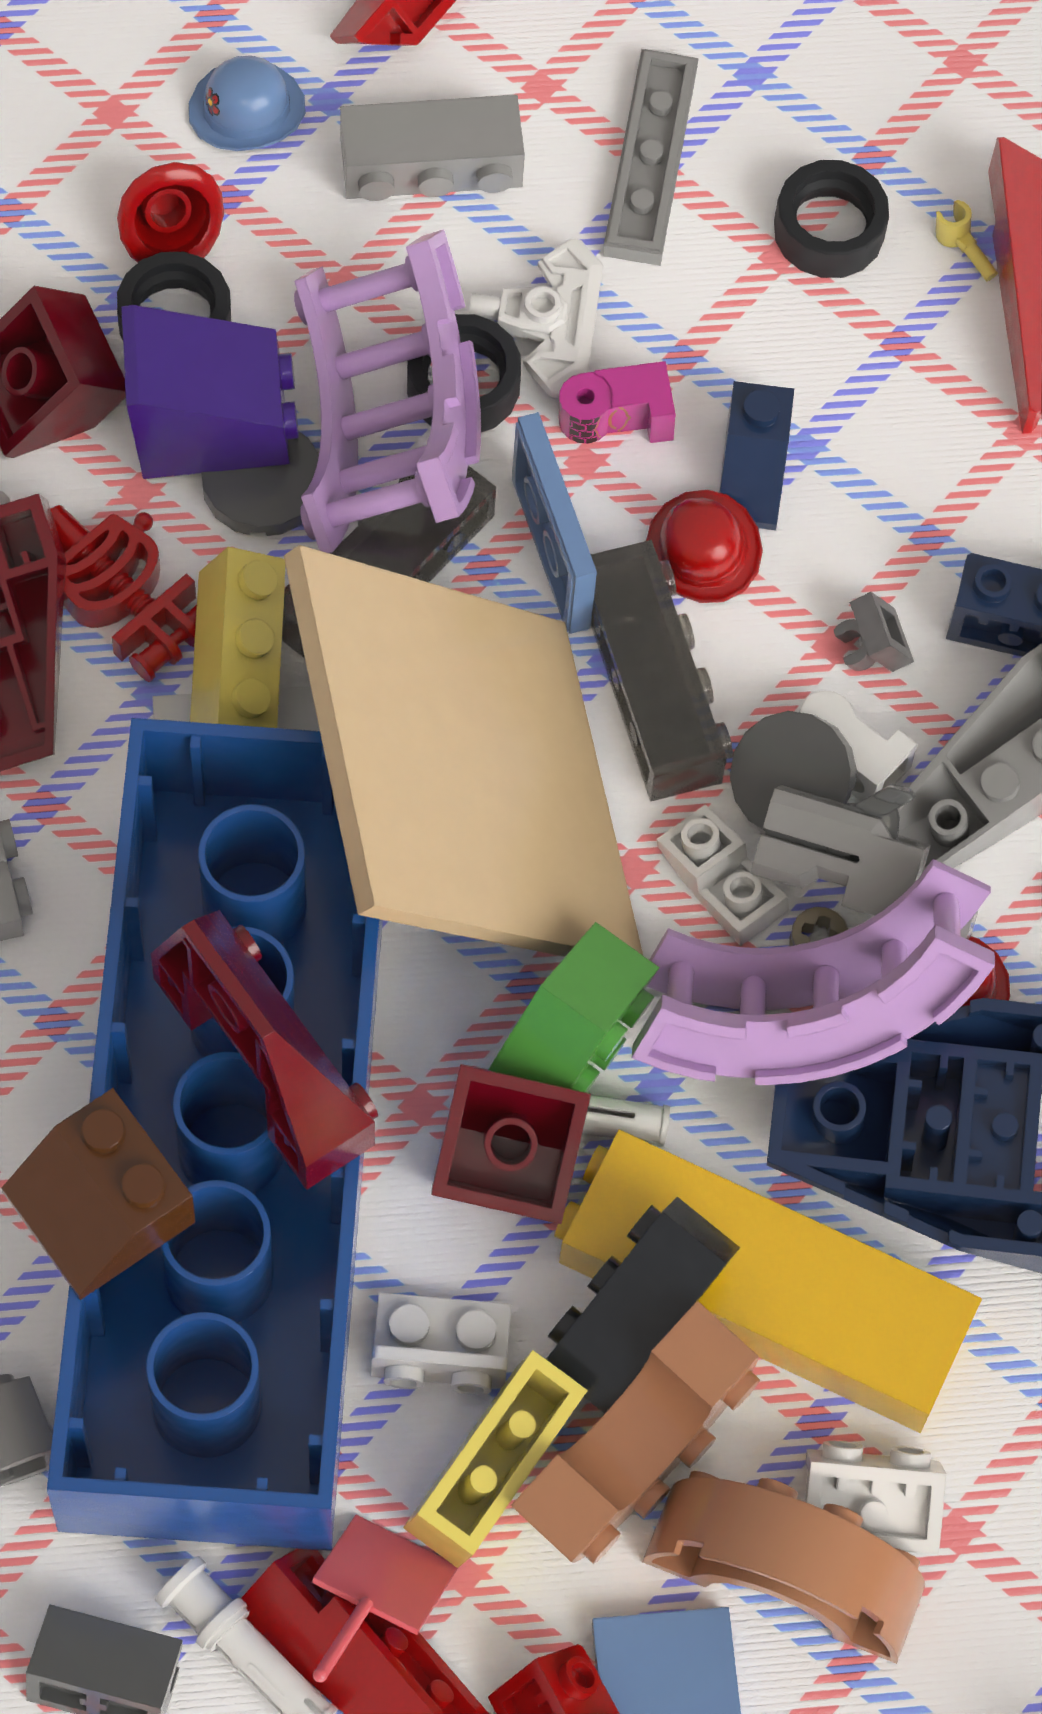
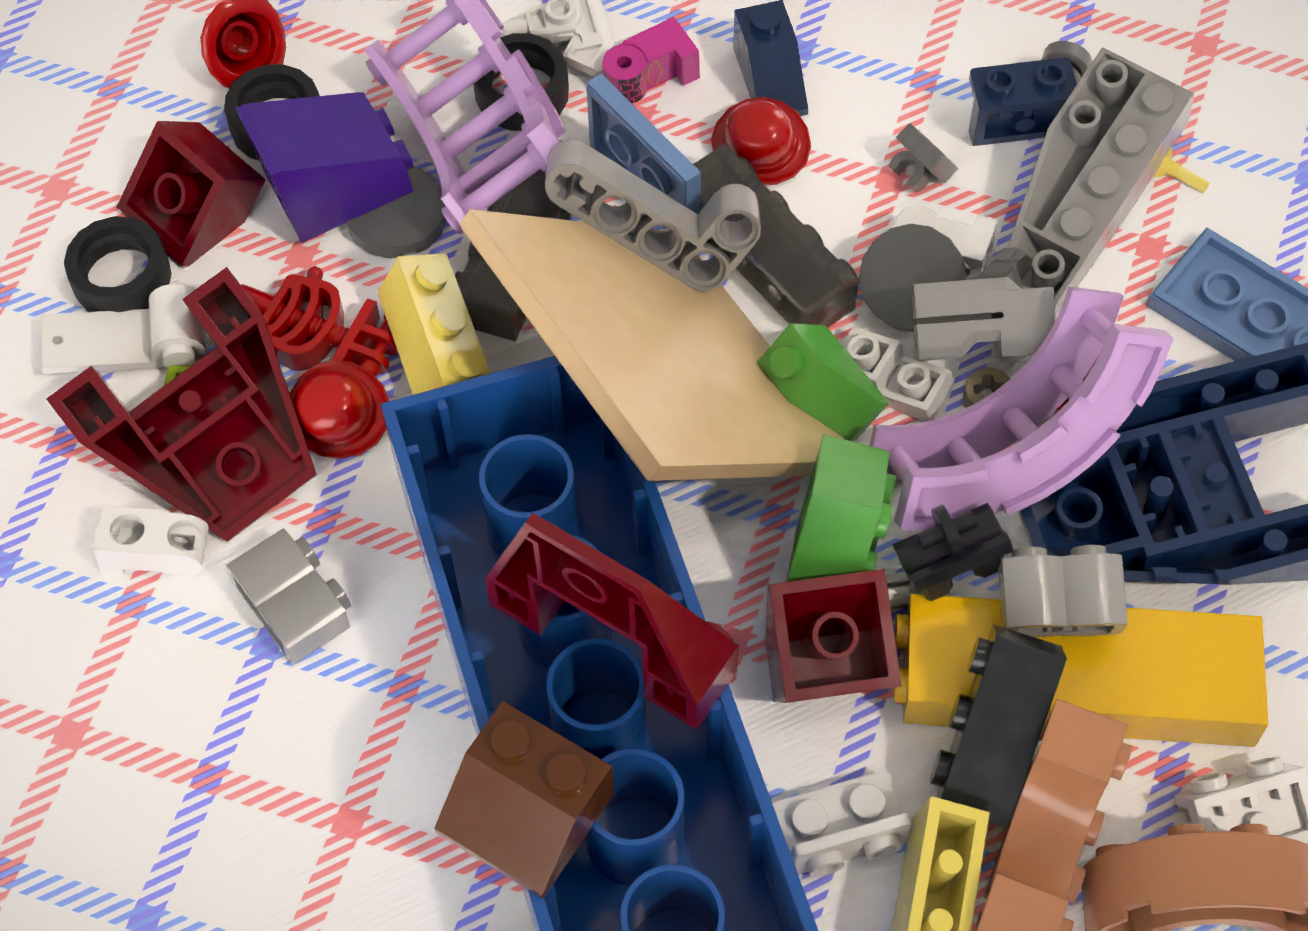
camera: 15 degrees left, 5 degrees down
(103, 685) = (340, 409): none -> red hat
(517, 608) = (584, 178): none -> light grey beam
(638, 854) = (823, 379): none -> bright green slope
(676, 1099) = (952, 548): none -> black hips
(769, 1192) = (1063, 593): none -> light grey brick

